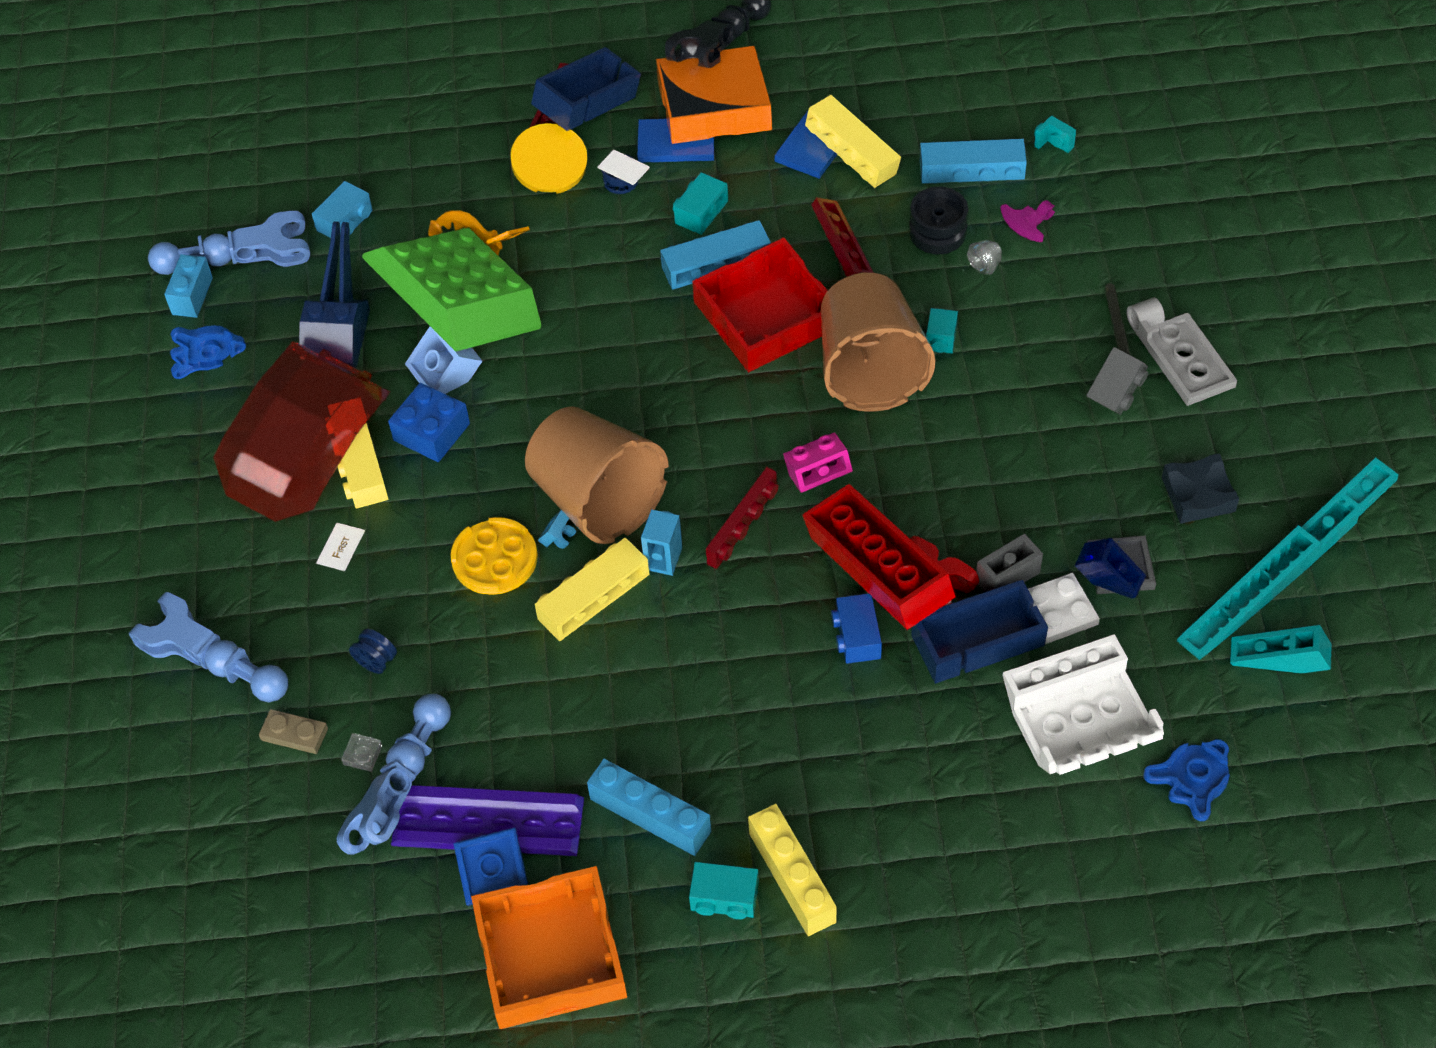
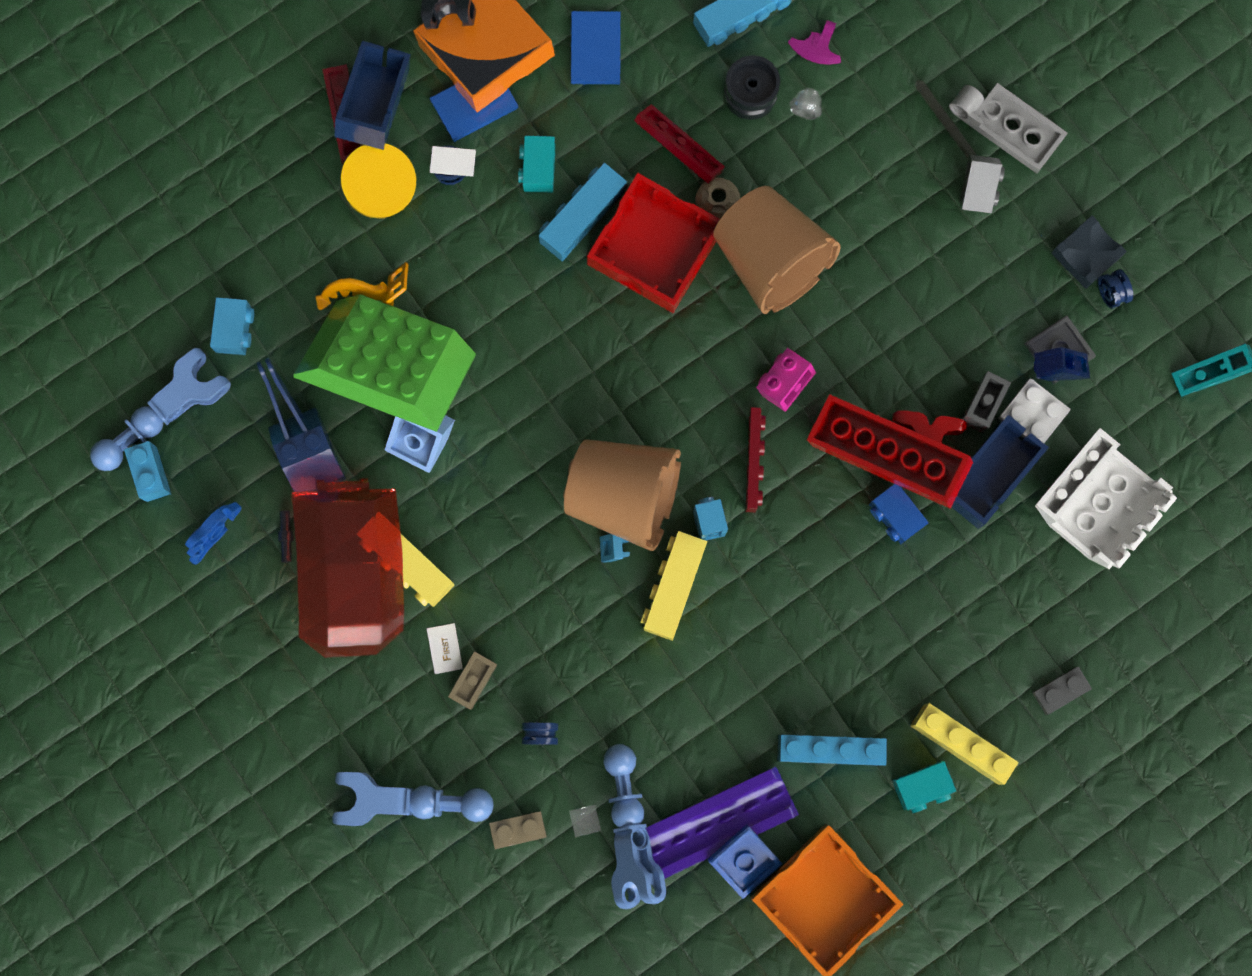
camera: 35 degrees left, 25 degrees up
(344, 580) = (472, 680): none -> dark tan plate
(429, 422) = (447, 501): blue brick -> none
(494, 556) = (575, 593): yellow tile -> none
(852, 141) = (633, 36): light yellow brick -> none
(933, 876) = (1062, 690): none -> dark grey plate
(942, 330) = (812, 198): teal brick -> none
(1195, 774) = (1202, 506): blue tile -> none
(1209, 529) = (1115, 288): none -> dark blue wheel
(1288, 560) = (1184, 284): teal slope -> none

